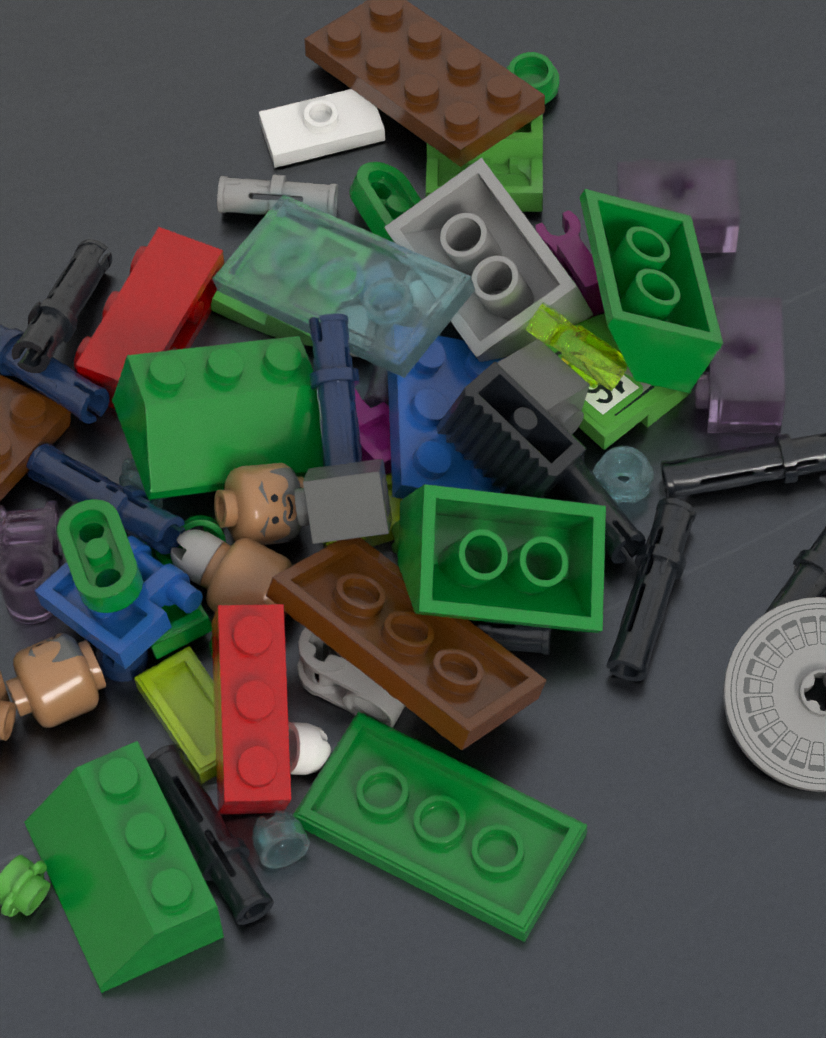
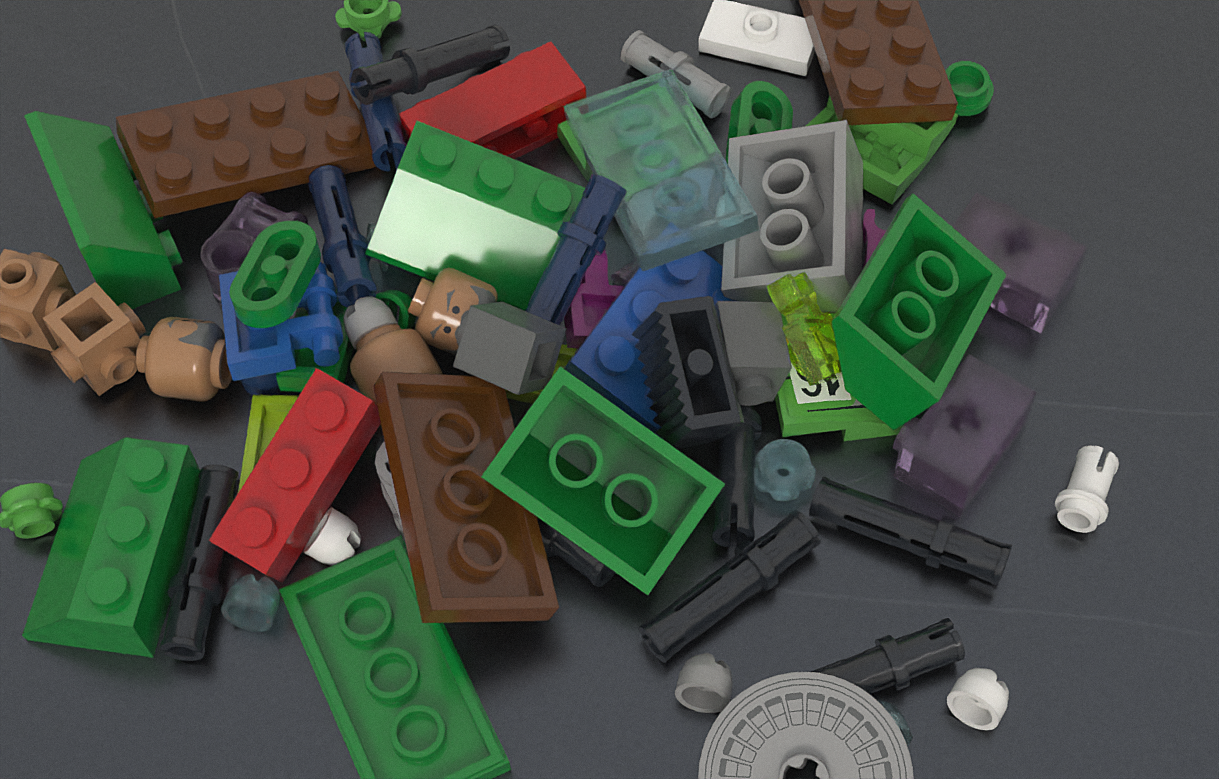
camera: 35 degrees right, 0 degrees up
(690, 674) = (704, 684): none -> light grey hinge

